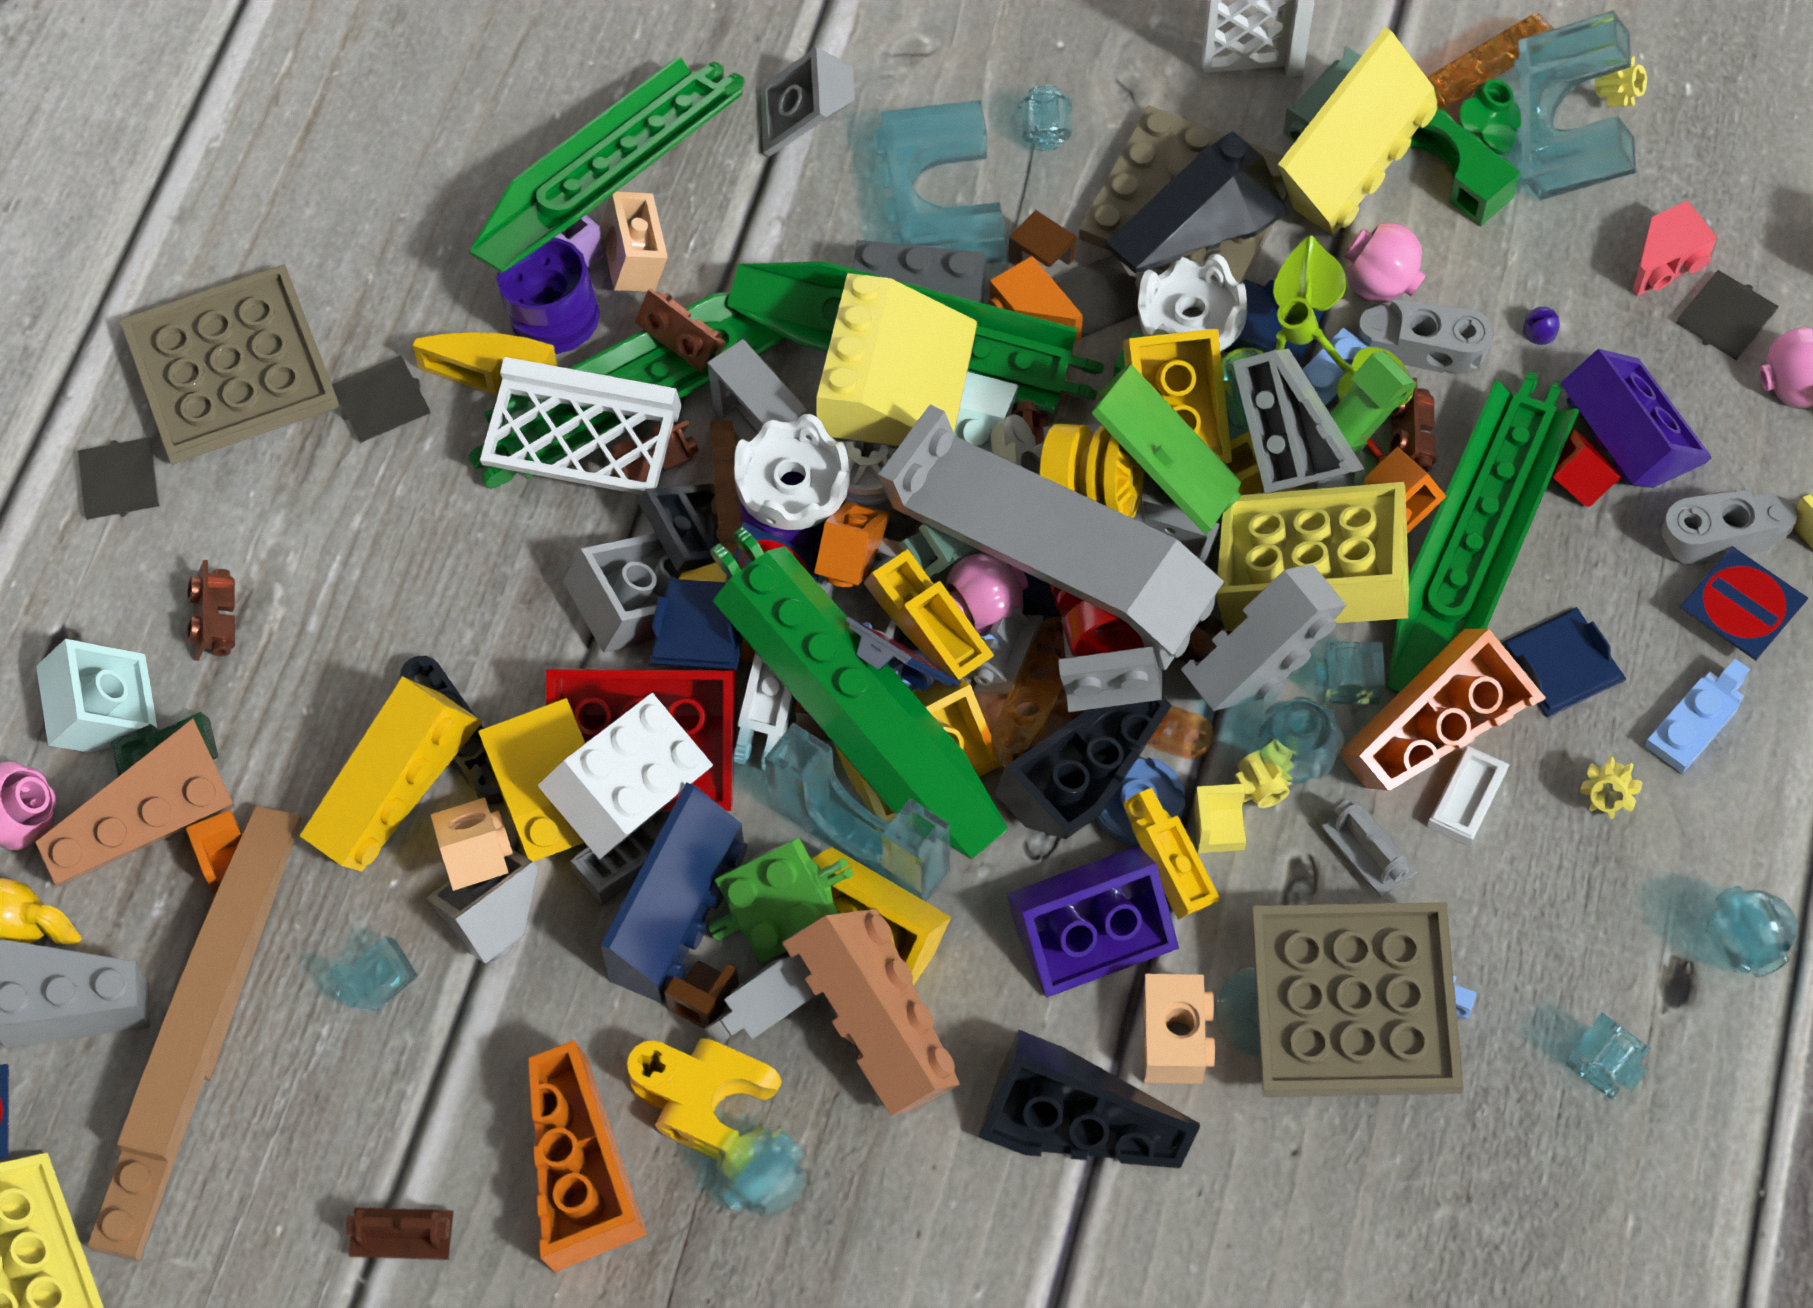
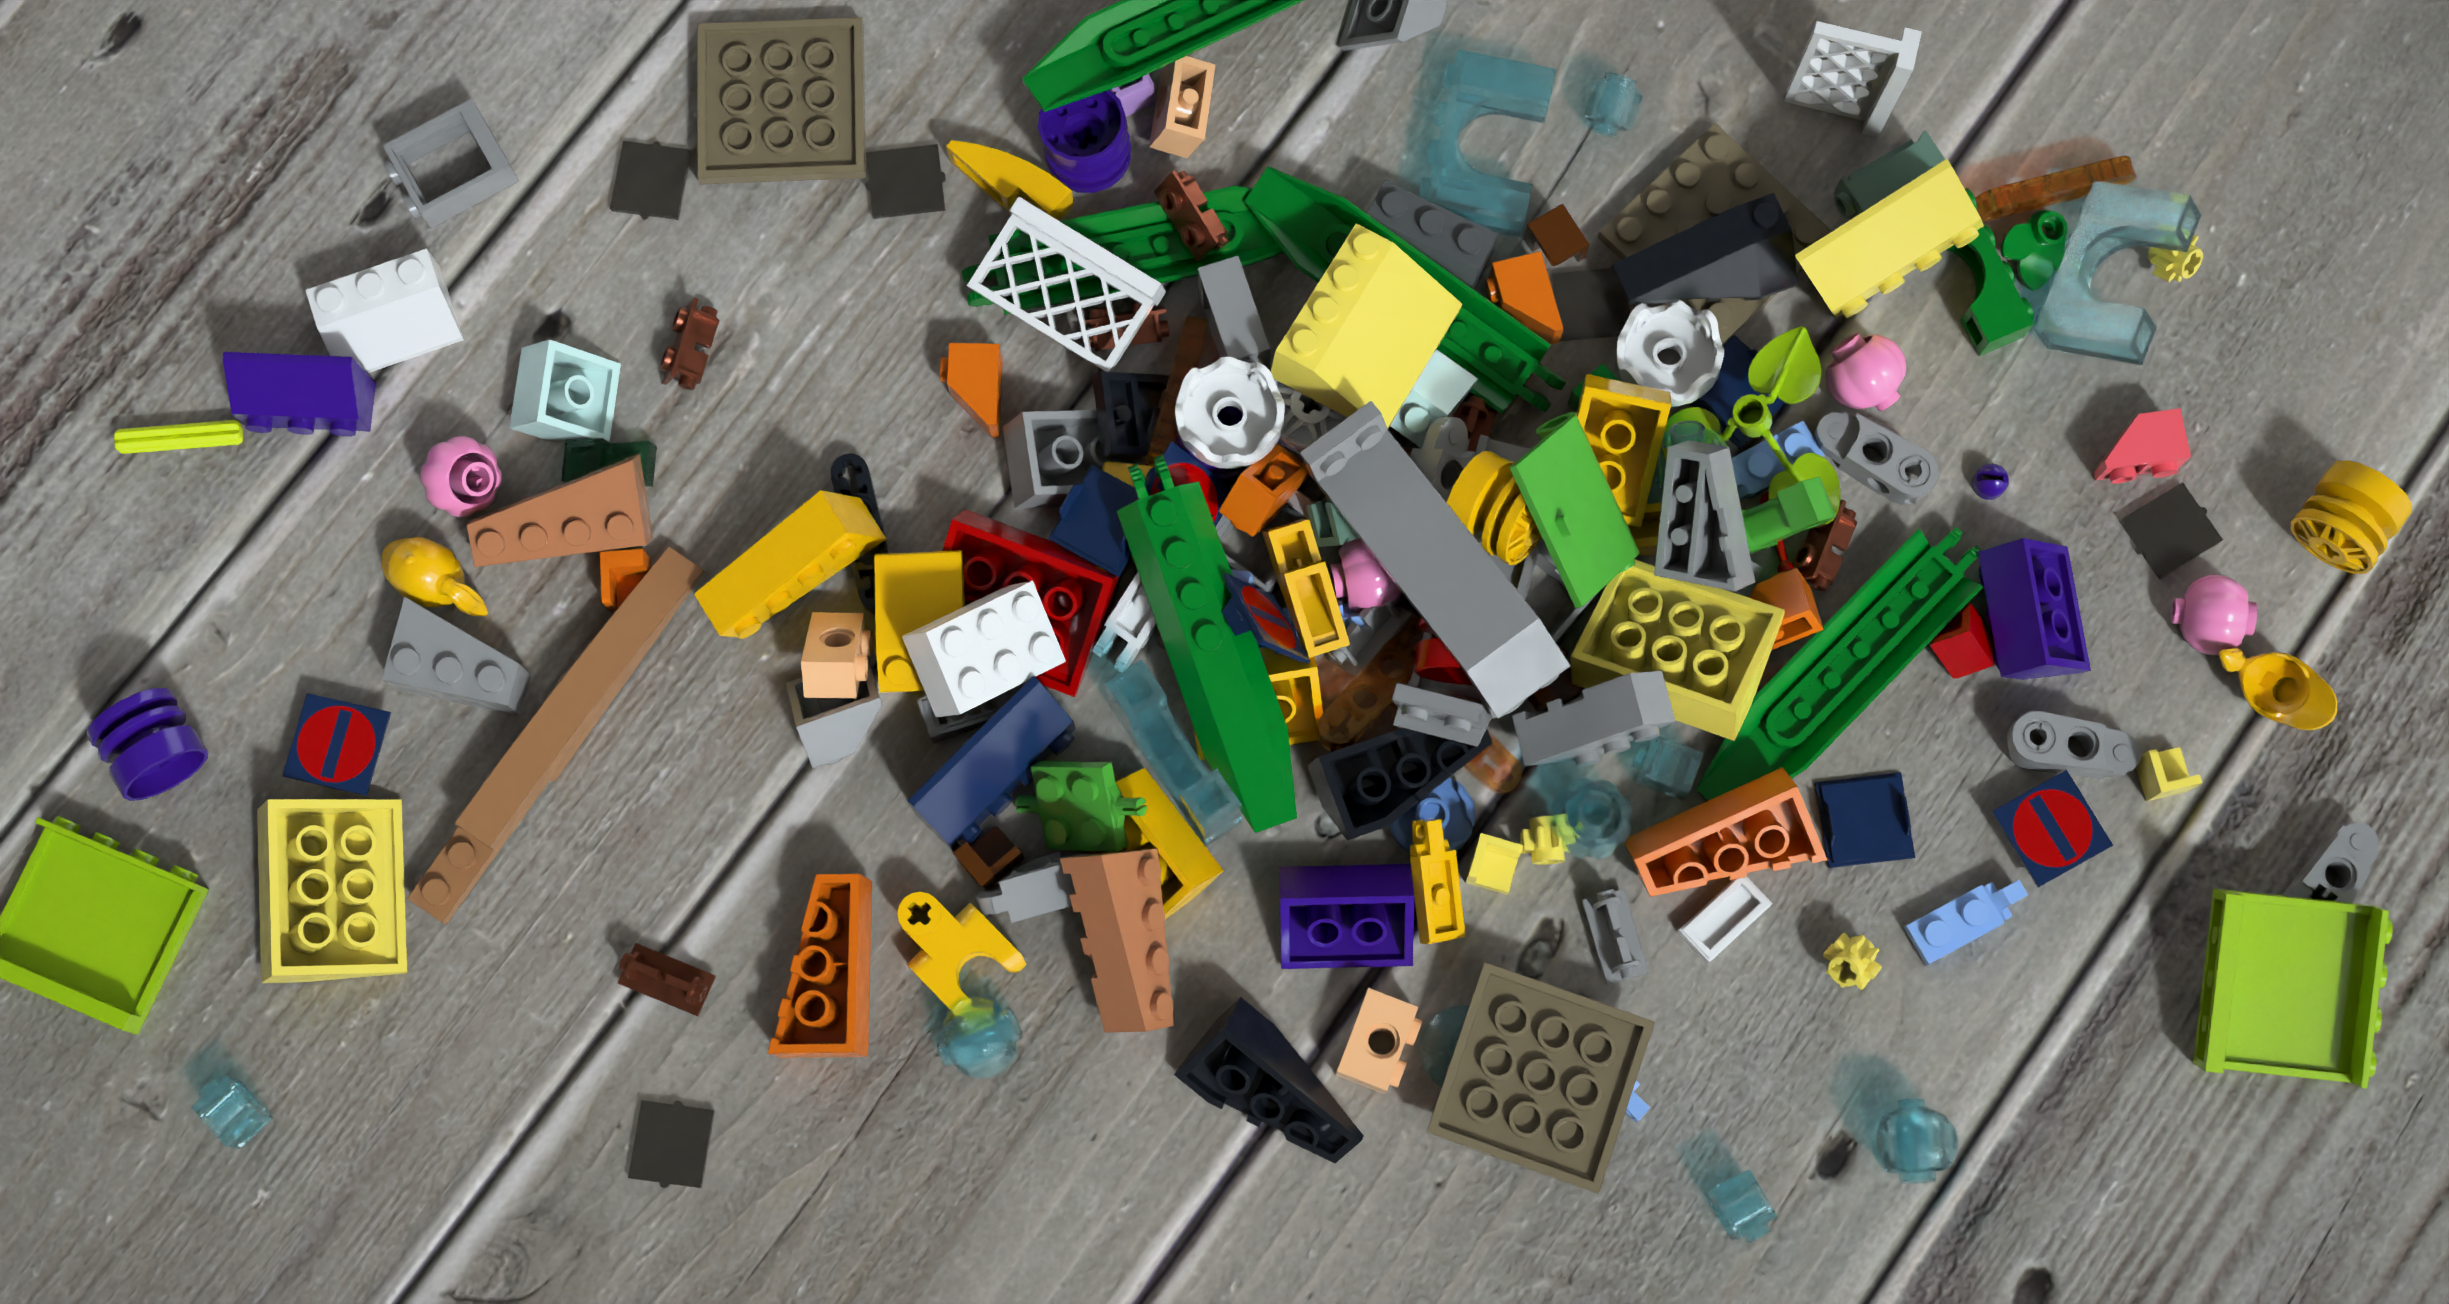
camera: 20 degrees right, 15 degrees up
(374, 977) = (716, 743): clear light blue bracket -> none
(520, 550) = (975, 381): none -> orange slope

